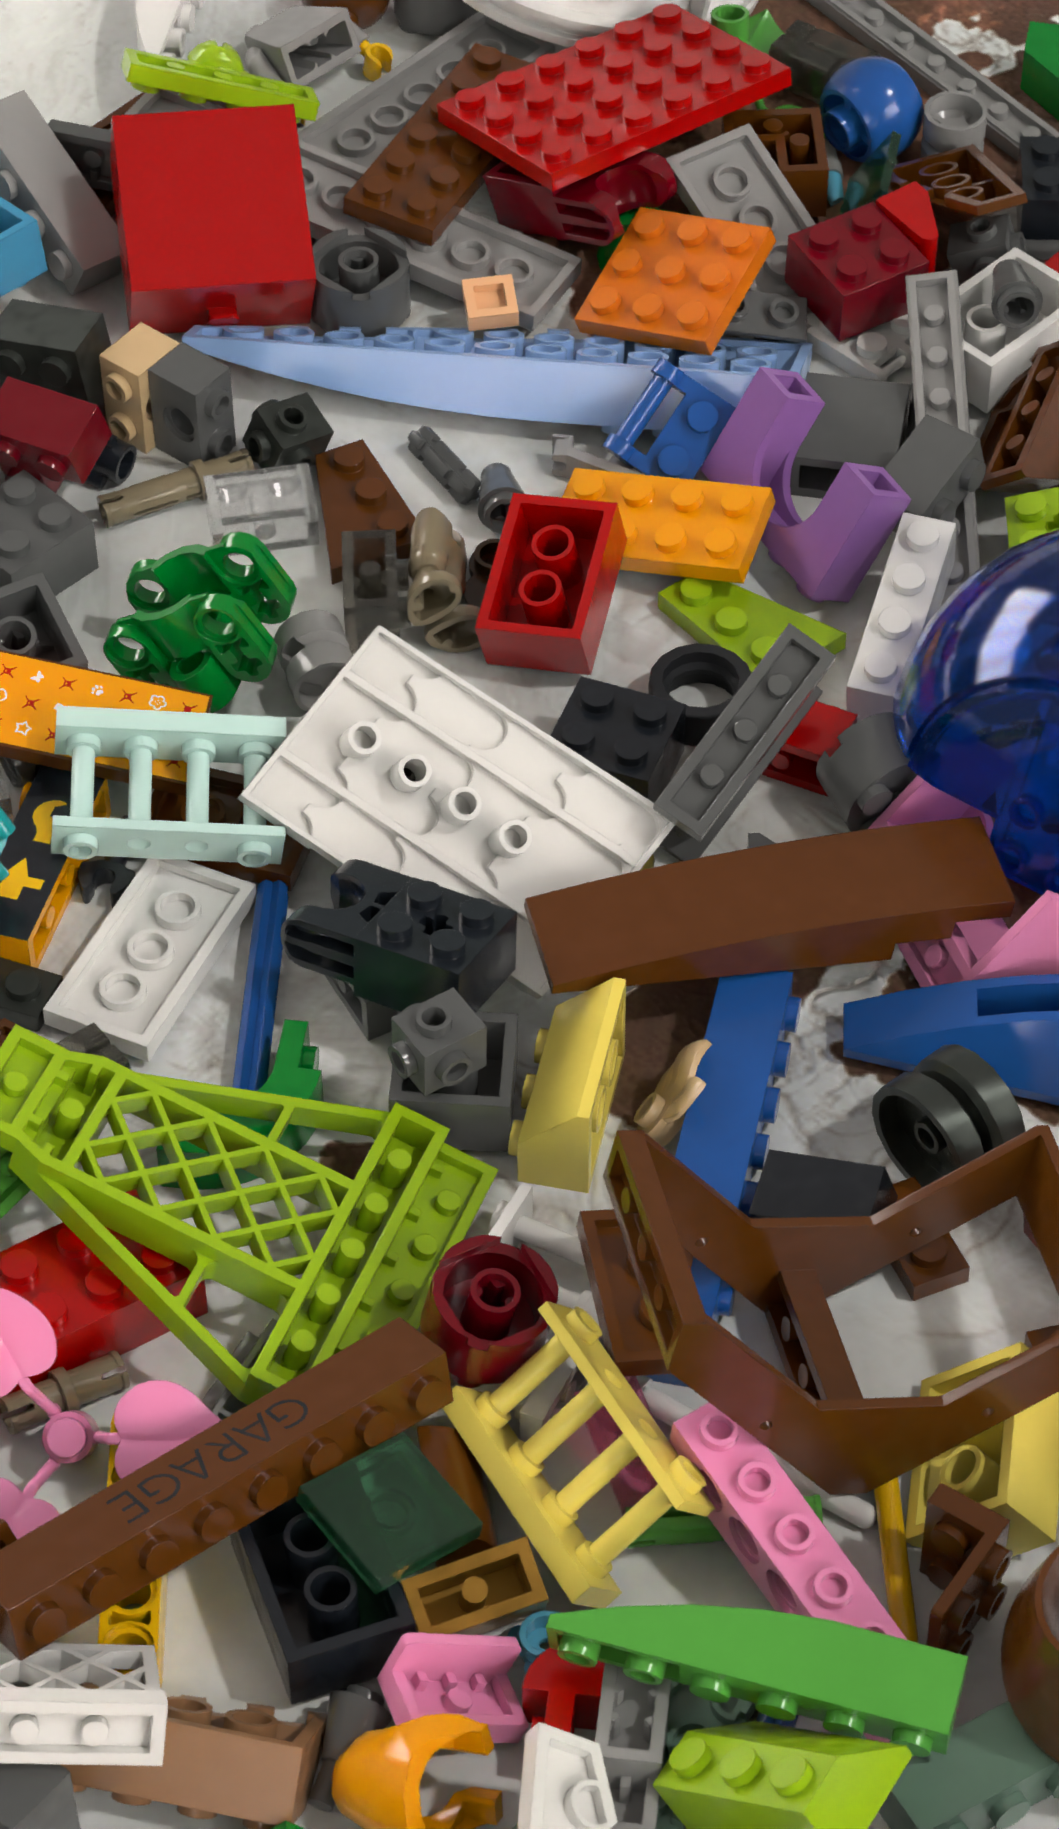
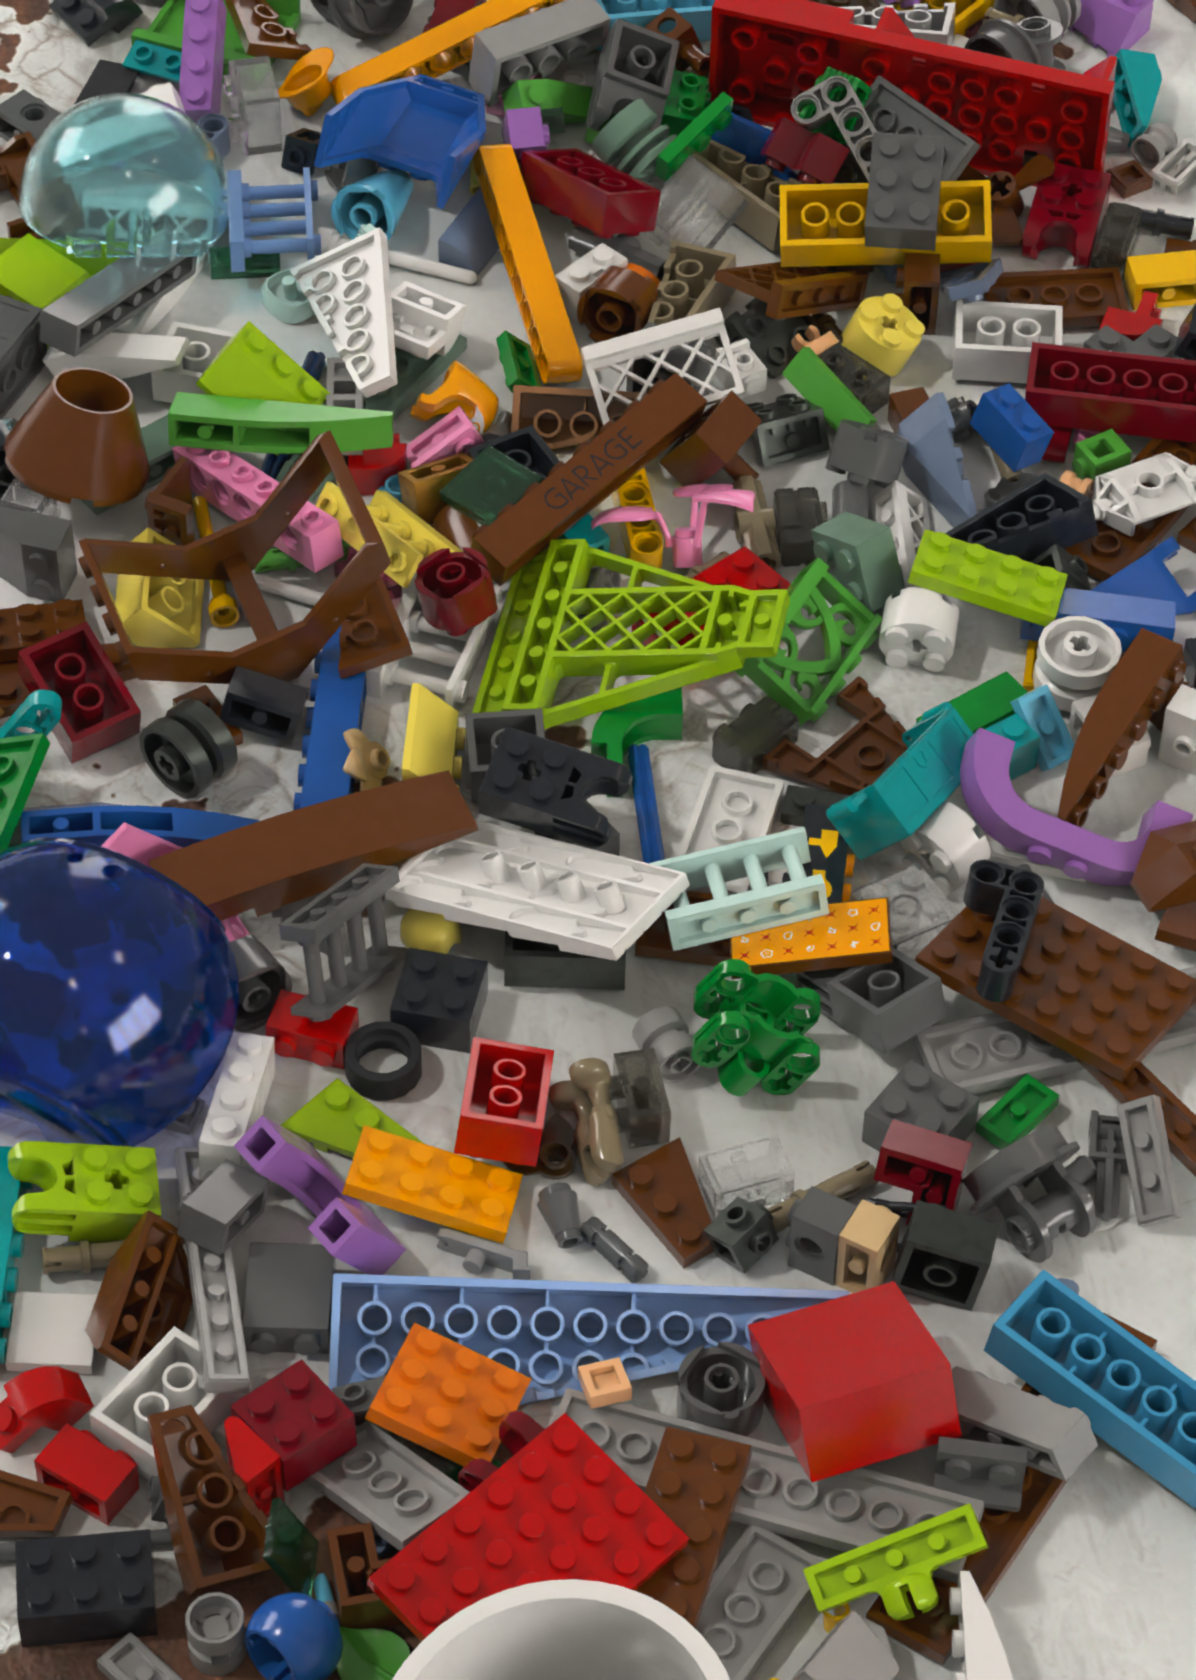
camera: 170 degrees right, 0 degrees up
(438, 1042) = (514, 707): dark grey brick -> none
(685, 437) = (432, 1255): blue plate -> none
(1014, 295) = (157, 1377): dark grey cone -> none

